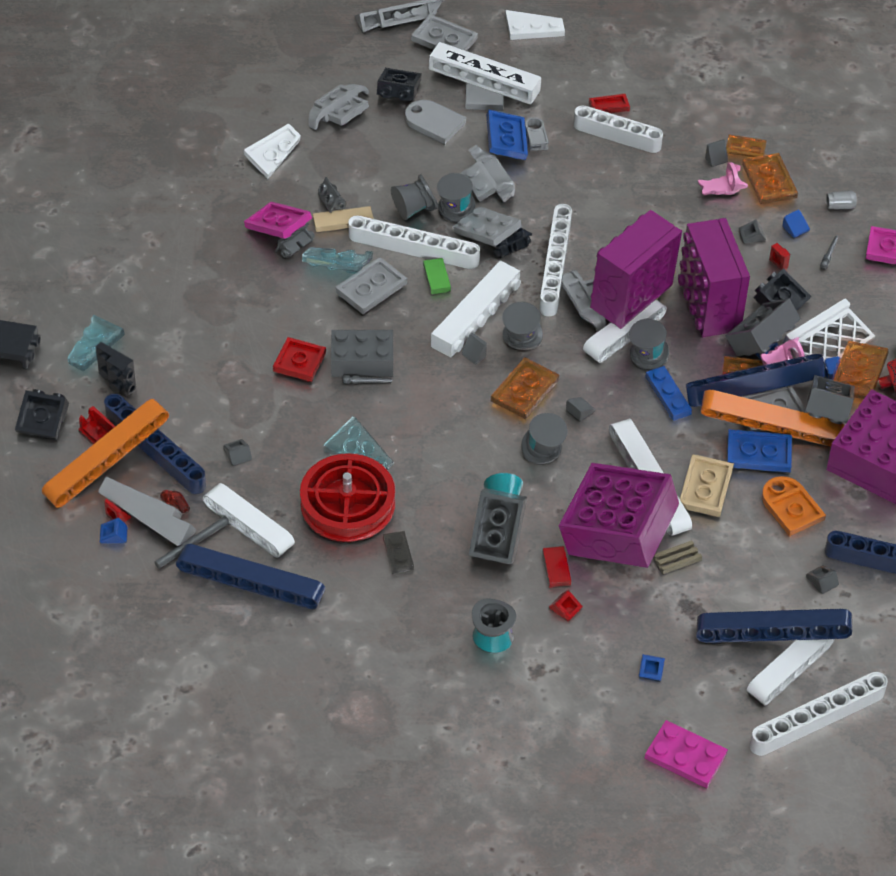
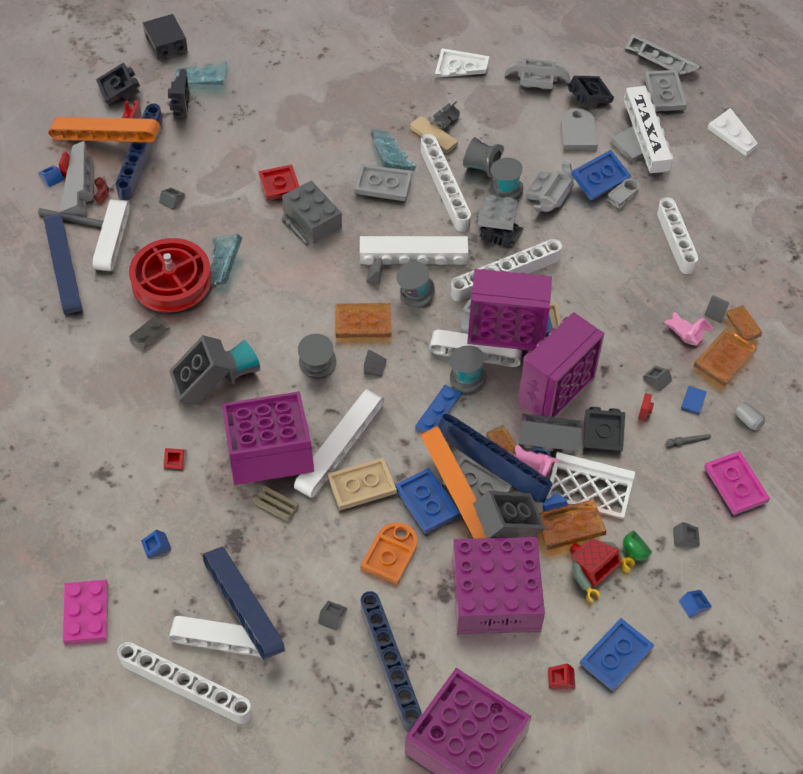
camera: 55 degrees right, 5 degrees up
(278, 220) = (391, 100): dark pink plate -> none
(288, 245) = (379, 118): dark grey hinge -> none
(437, 276) = (428, 213): bright green tile -> none
(493, 625) = (113, 420): dark grey hat -> none
(556, 566) = (206, 432): red tile -> none
(611, 103) = (701, 218): red tile -> none

